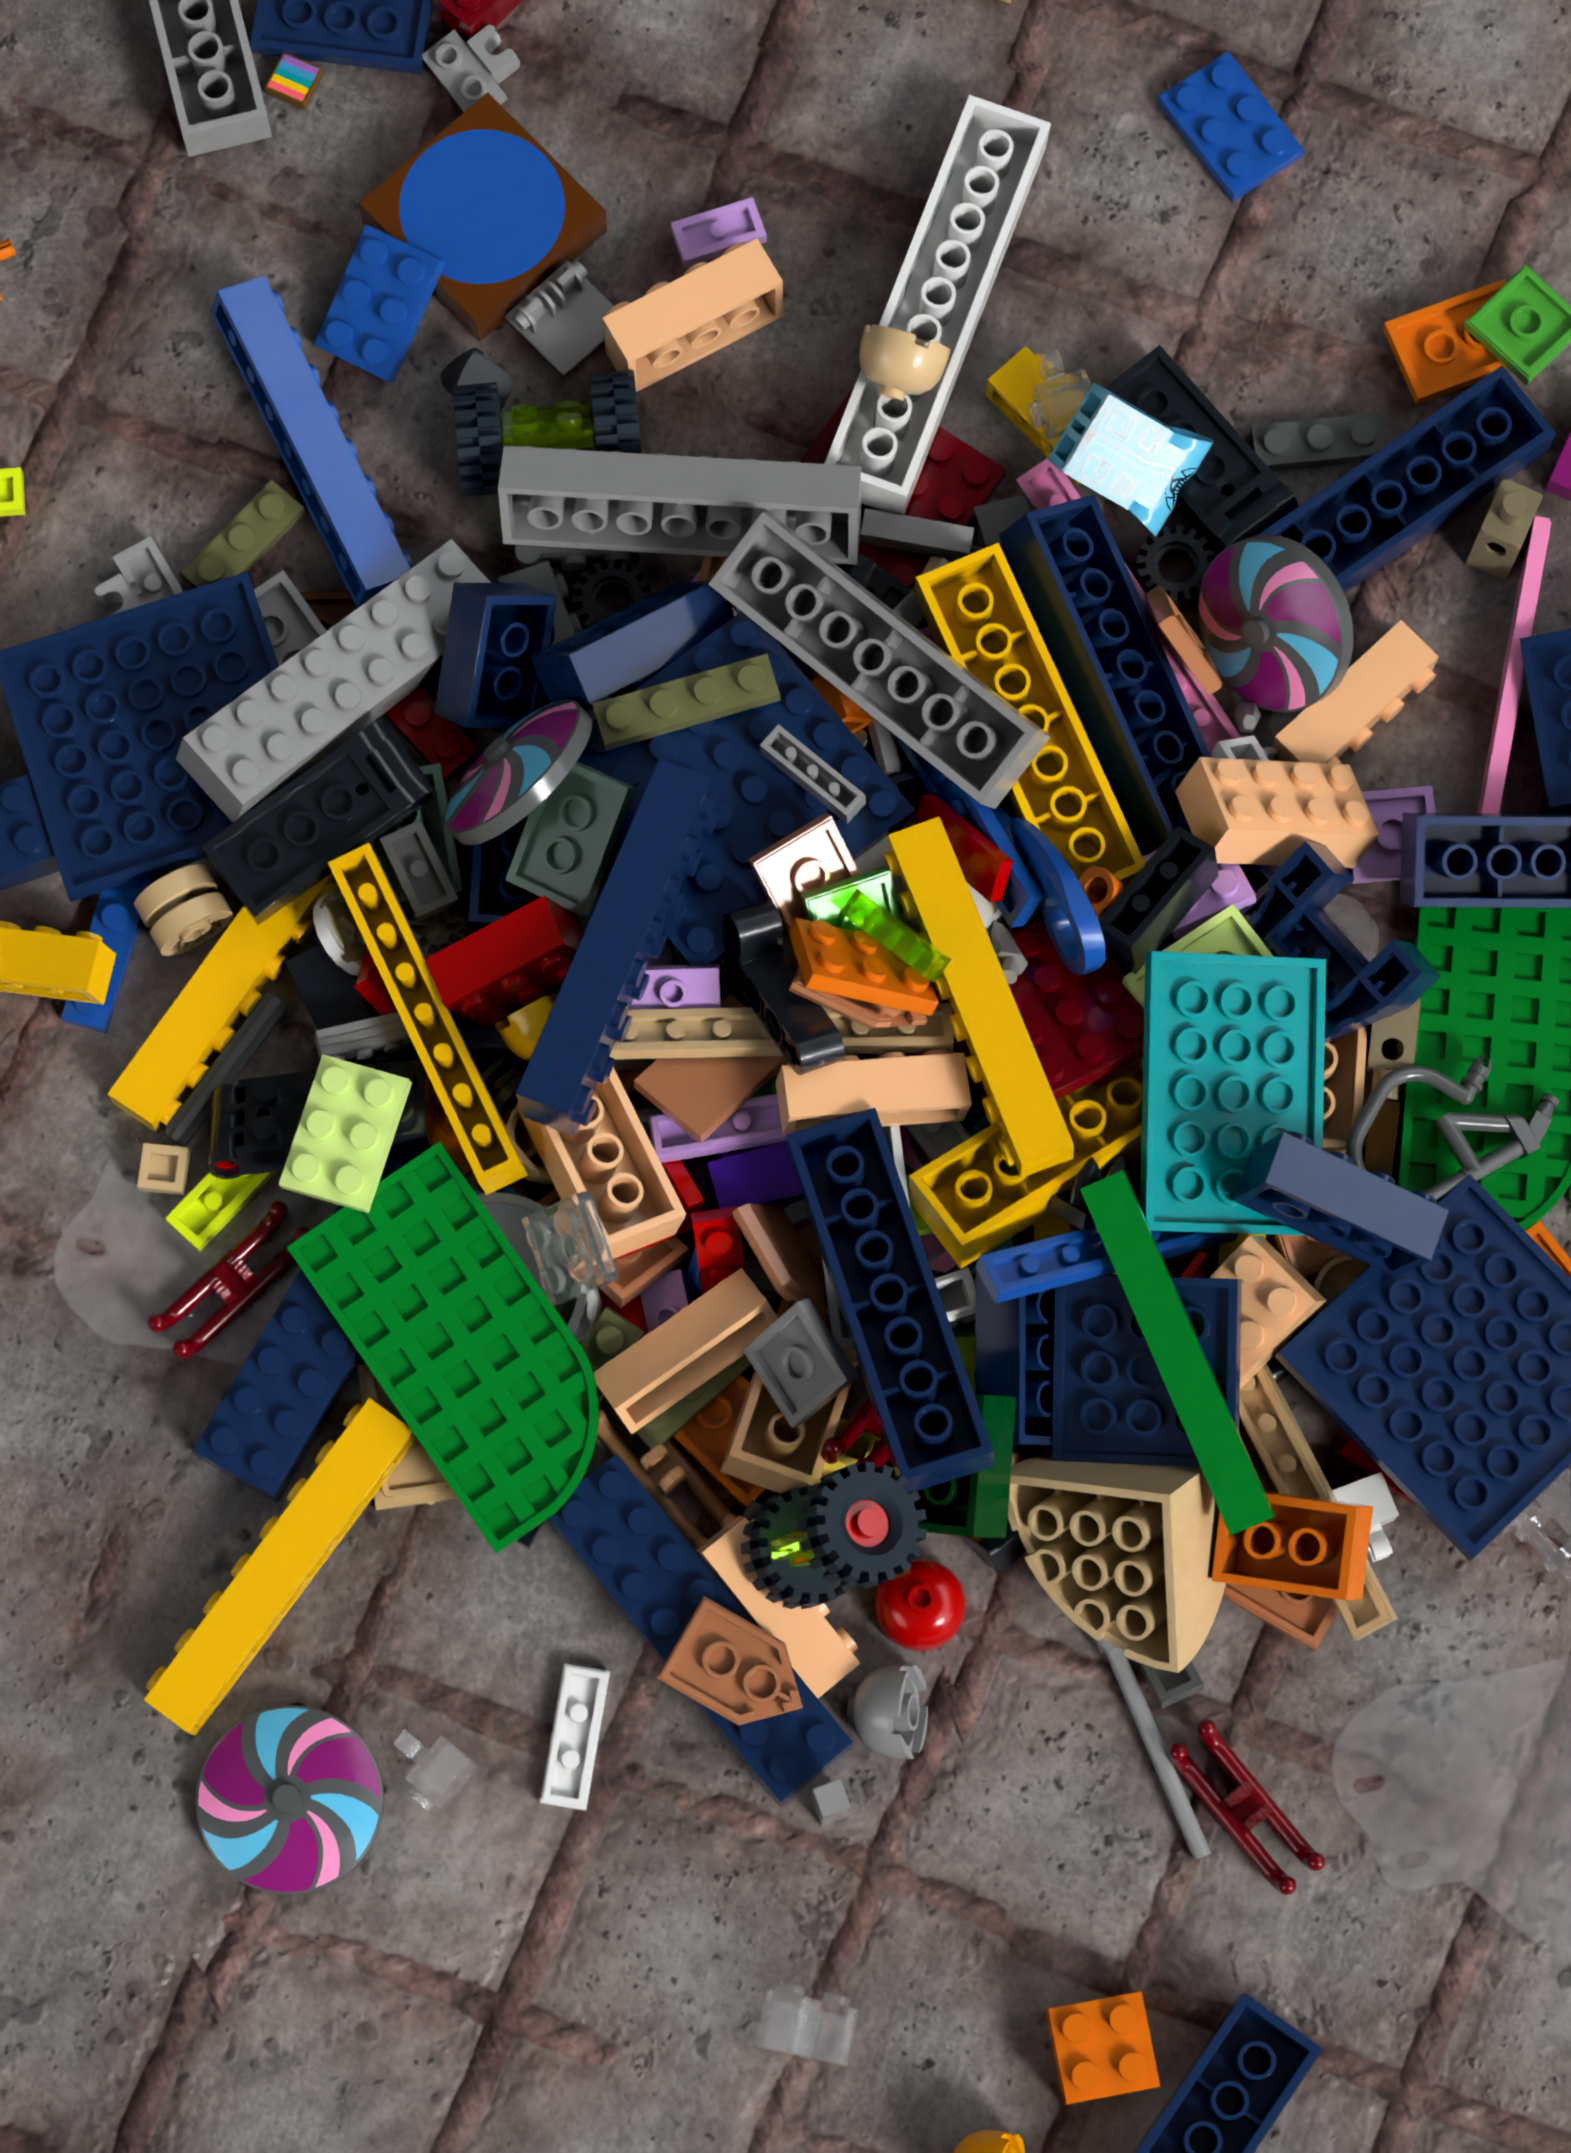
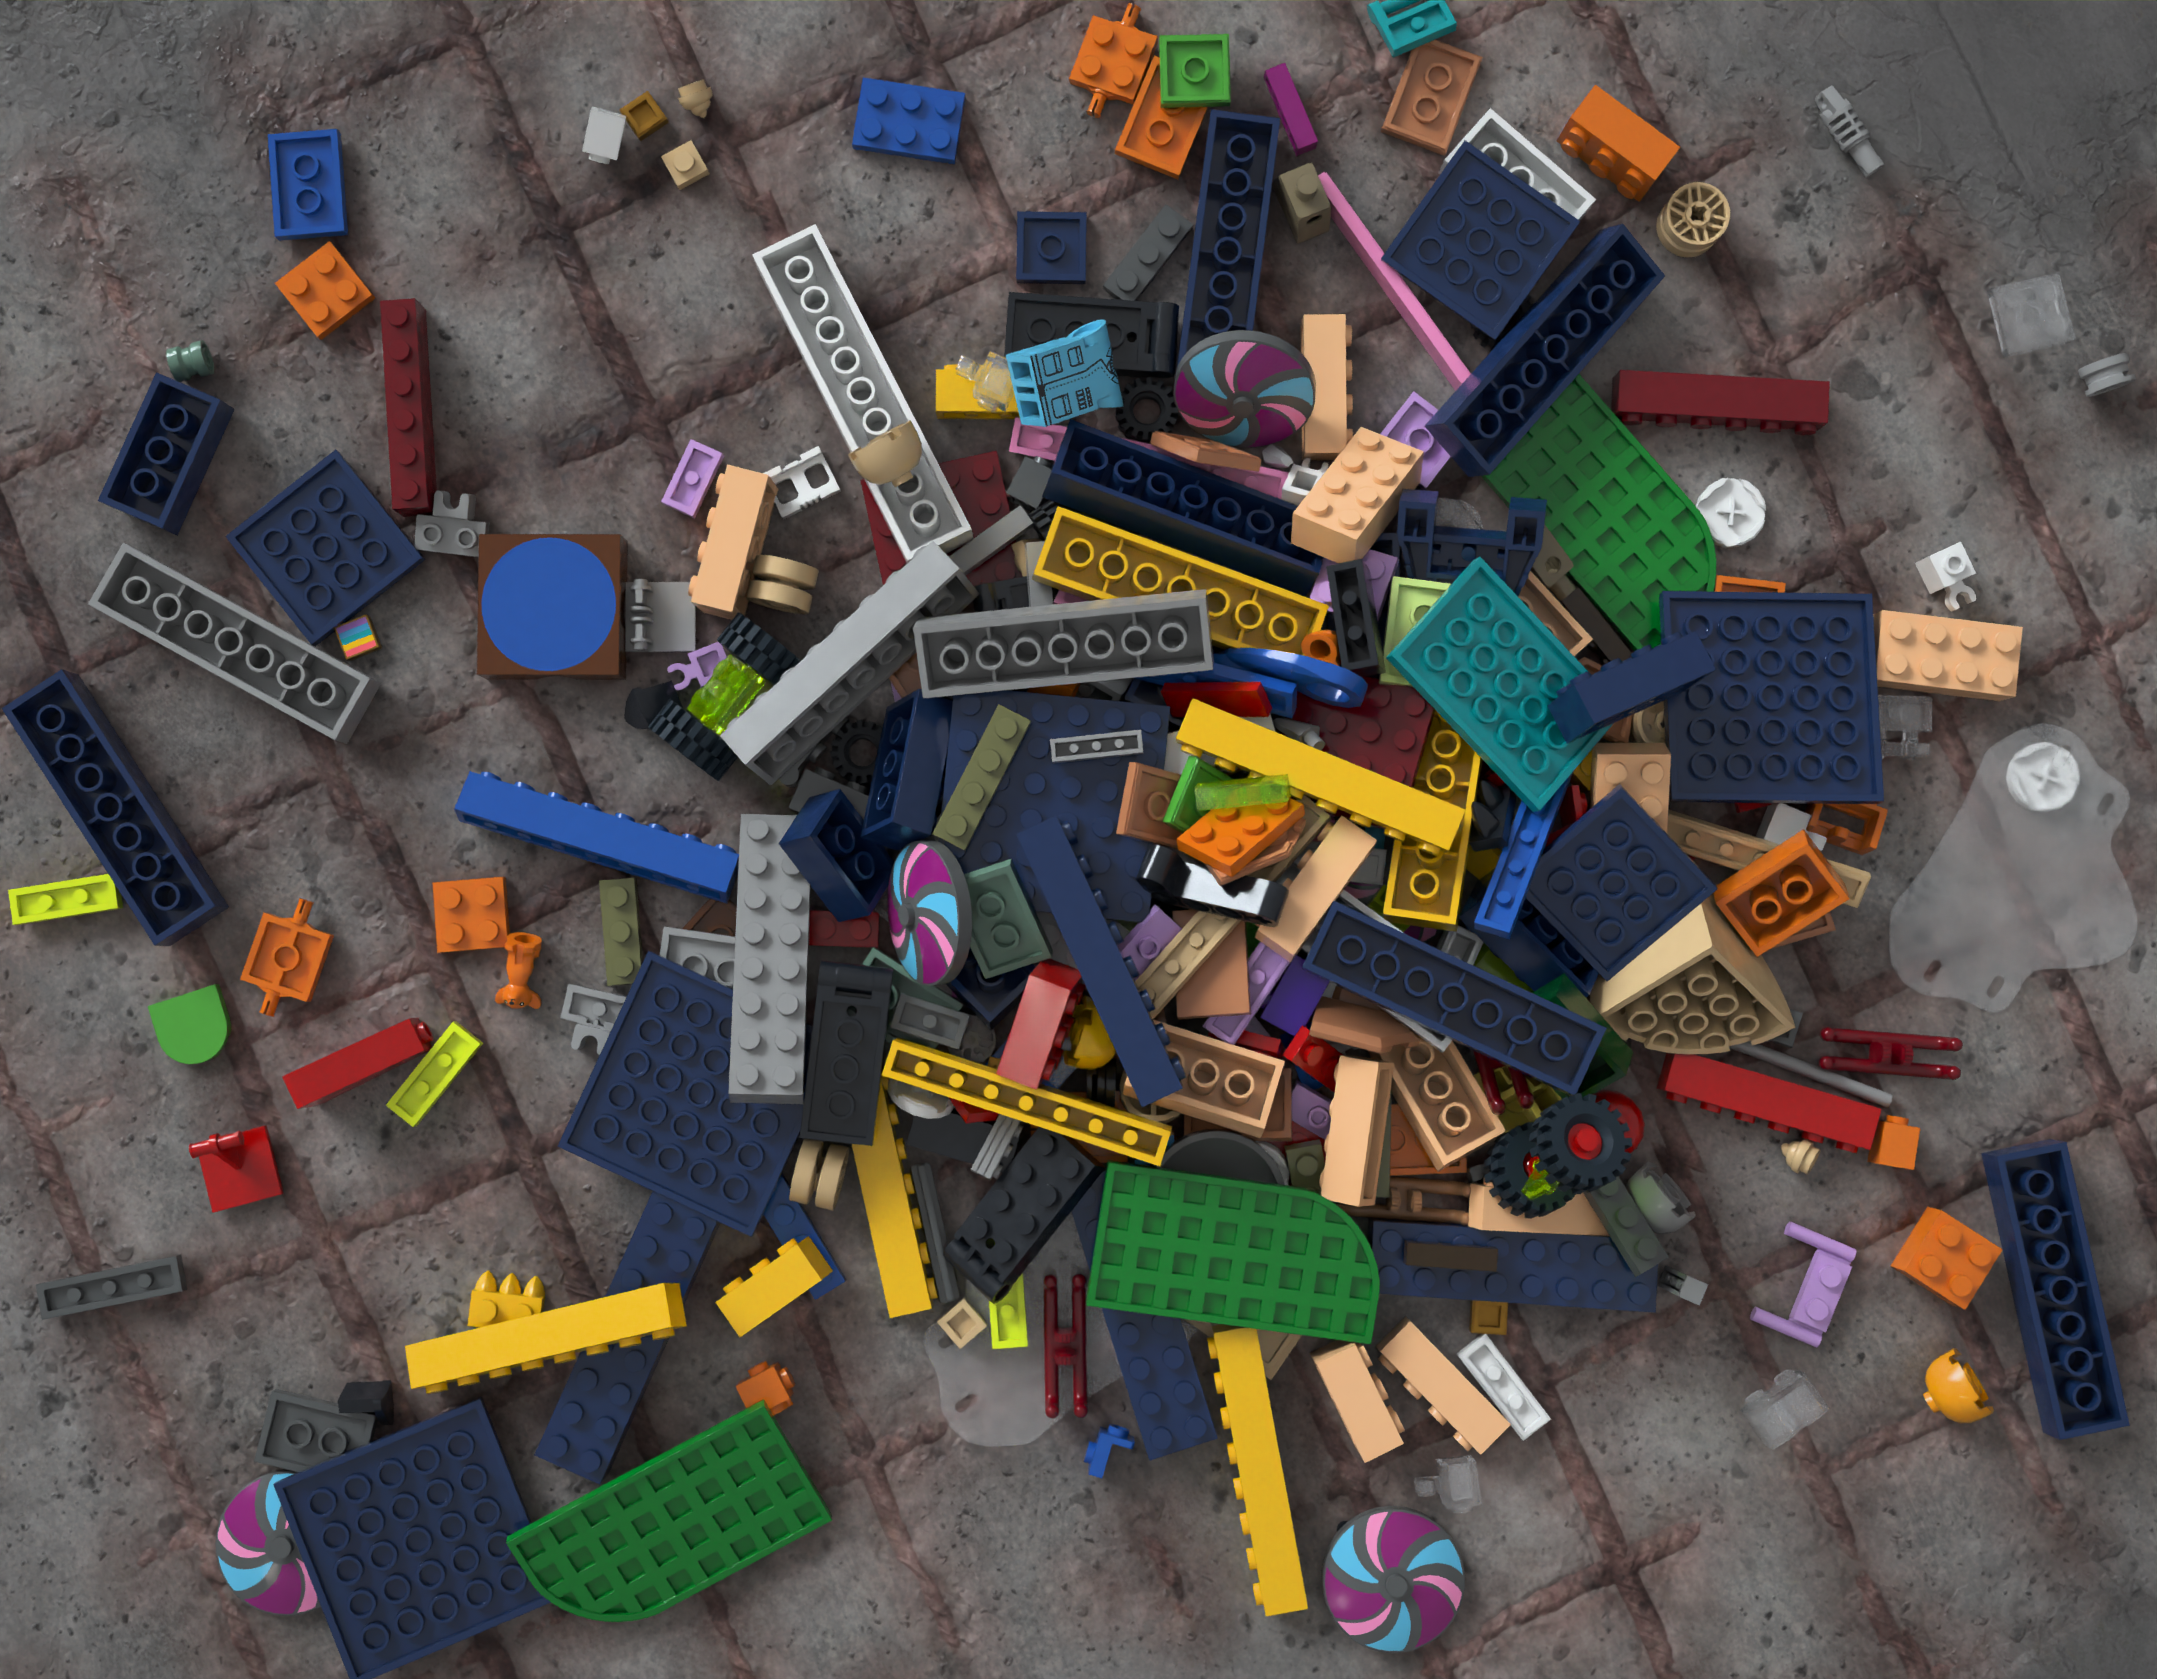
camera: 50 degrees left, 10 degrees up
(131, 477) = (522, 952): none -> orange animal
(134, 399) = (471, 914): none -> orange plate
(158, 1406) = (1098, 1452): none -> blue bracket
(345, 1133) = (1053, 1212): yellowish green plate -> none
(379, 303) = (551, 718): blue plate -> none
(434, 1594) = (1359, 1398): none -> light nougat brick
(520, 1673) = (1442, 1385): none -> light nougat brick
(555, 389) = (702, 665): none -> lavender plate
(570, 1248) = (1243, 1146): clear plate -> none
(630, 1659) = (1488, 1317): none -> pearl gold tile
(650, 1548) = (1450, 1255): none -> dark brown piece
(697, 390) = (782, 584): none -> tan wheel
(732, 1667) = (1559, 1272): nougat tile -> none
(800, 1362) = (1433, 1077): light grey plate -> none
(813, 317) = (796, 472): none -> white piece
(844, 1669) = (1627, 1226): none -> dark grey plate
(953, 1957) = (1819, 1289): none -> lavender plate
(1068, 1818) = (1800, 1155): none -> tan plate
(1090, 1732) = (1770, 1099): none -> red brick
(1165, 1894) = (1895, 1143): none -> orange brick
(1177, 1352) = (1627, 860): green tile -> none
(1241, 351) = (1051, 247): none -> dark blue tile
(1407, 1565) = (1839, 836): none -> orange window
(1465, 249) = (1113, 60): none -> orange plate
(1523, 1135) = (1663, 537): dark grey piece -> none

